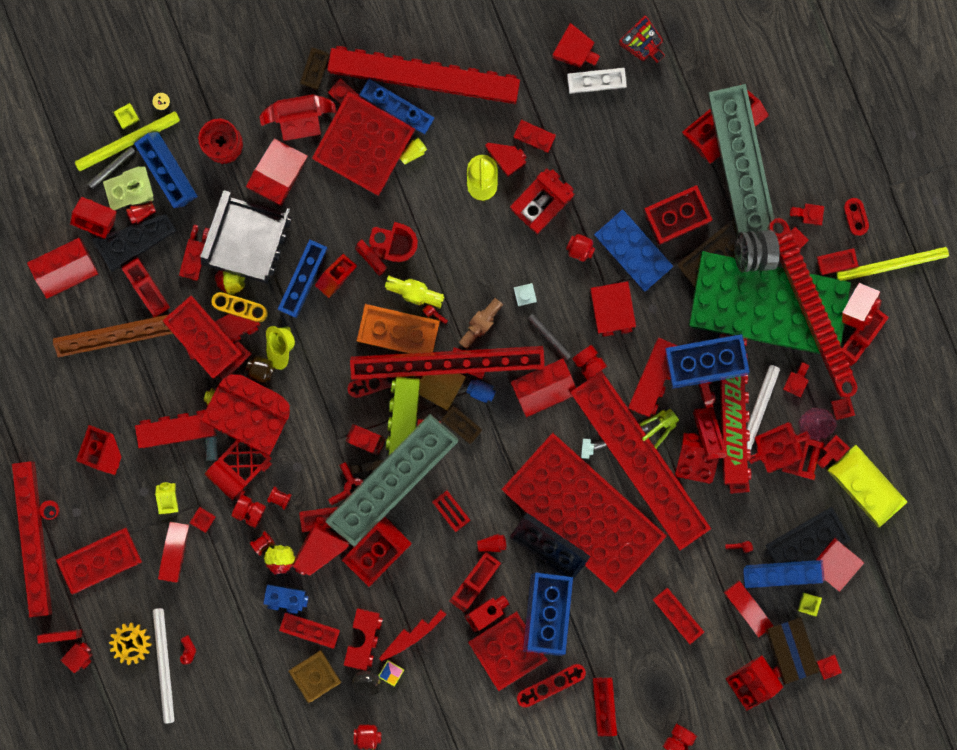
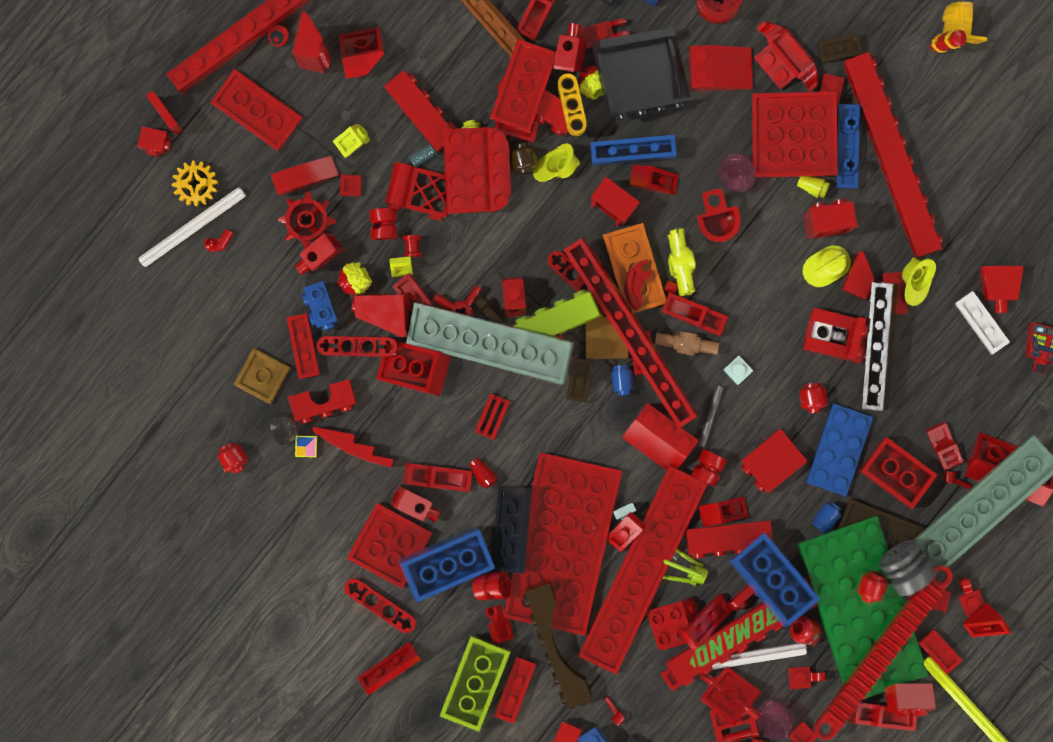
camera: 55 degrees right, 0 degrees up
(75, 490) = (310, 48): none -> red slope
(200, 288) = (567, 57): none -> red torso
(201, 564) = (309, 208): none -> red brick
(242, 568) = (325, 247): none -> red torso
(262, 543) = (360, 254): red bush -> none
(290, 516) = (401, 266): none -> neon yellow tile
(335, 317) = (614, 201): none -> red container
(335, 587) = (357, 350): none -> red beam
(368, 206) = (737, 173): none -> clear pink hair
(372, 256) = (692, 204): red tile -> none
(409, 338) = (634, 282): none -> red piece
(447, 155) = (830, 219): none -> red brick
(461, 304) = (695, 314): none -> red slope
(533, 111) = (918, 278): none -> neon yellow piece
(569, 172) = (880, 346): none -> brick
(585, 587) = (493, 585): none -> red wheel
(602, 456) = (625, 531): none -> red plate
(622, 599) = (500, 627): none -> red plate
(630, 370) = (723, 511): none -> red slope
(655, 644) = (475, 683): none -> lime brick
(677, 166) = (944, 446): none -> red slope
(681, 291) = (826, 517): none -> blue brick
(700, 567) = (573, 685): none -> dark brown arch
(704, 175) = (950, 477): none -> red hand
(756, 286) = (872, 586): none -> red head
(761, 359) = (805, 630): none -> red head
(835, 212) = (986, 623): none -> red slope
(857, 216) = (994, 646): red plate -> none

